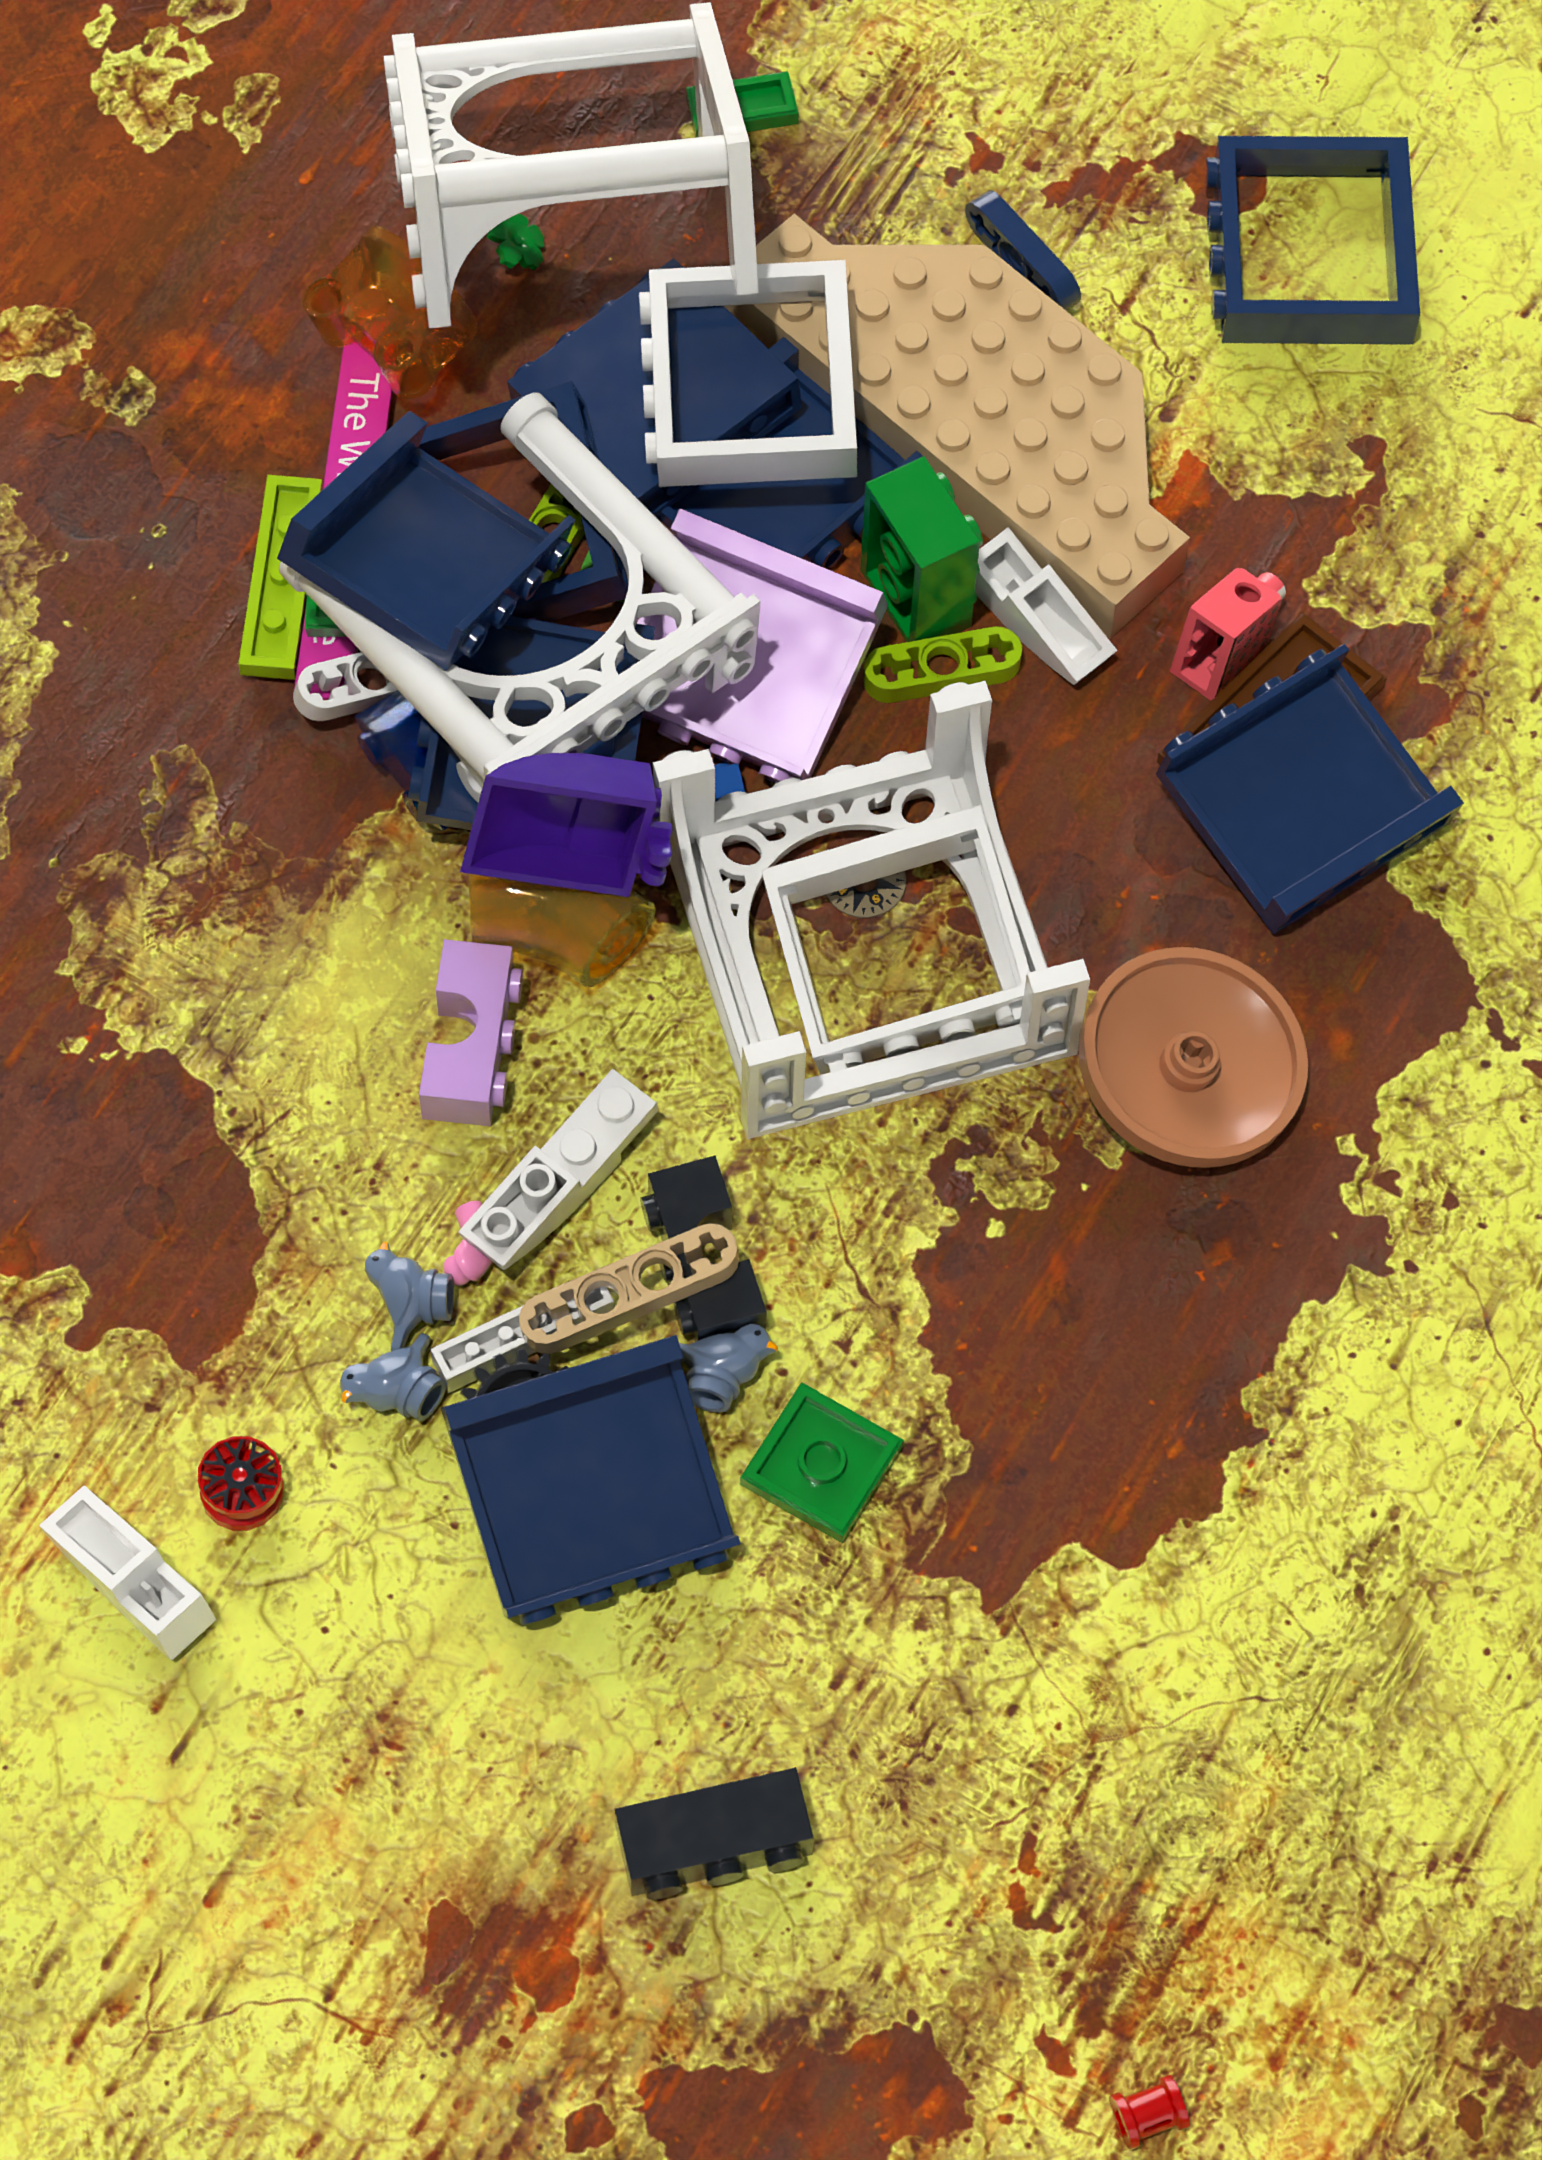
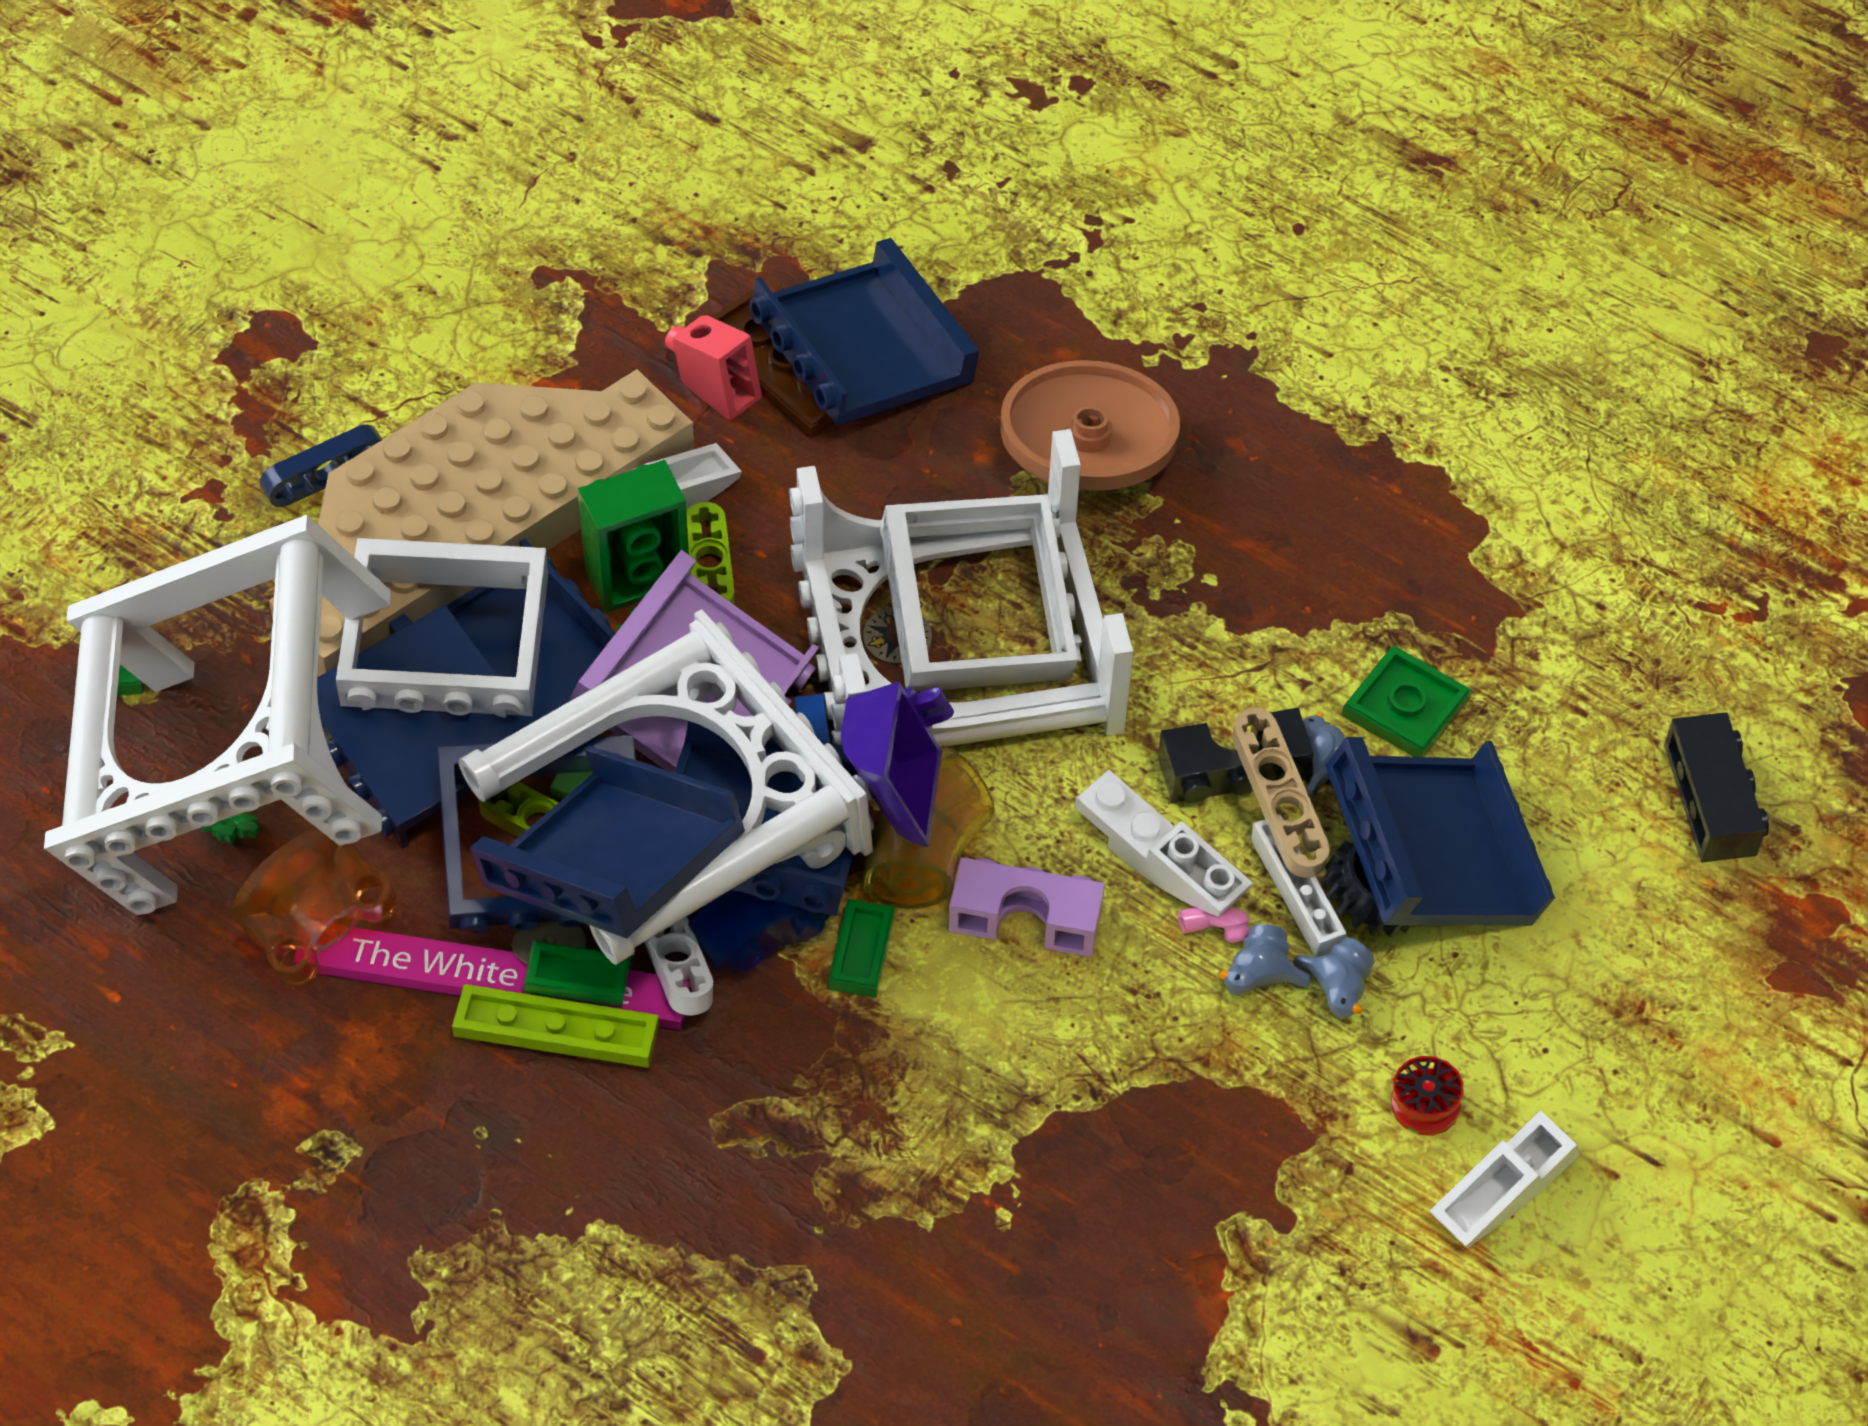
camera: 85 degrees left, 10 degrees down
(409, 872) = (861, 948): none -> green tile
(1314, 320) = (358, 225): dark blue window -> none

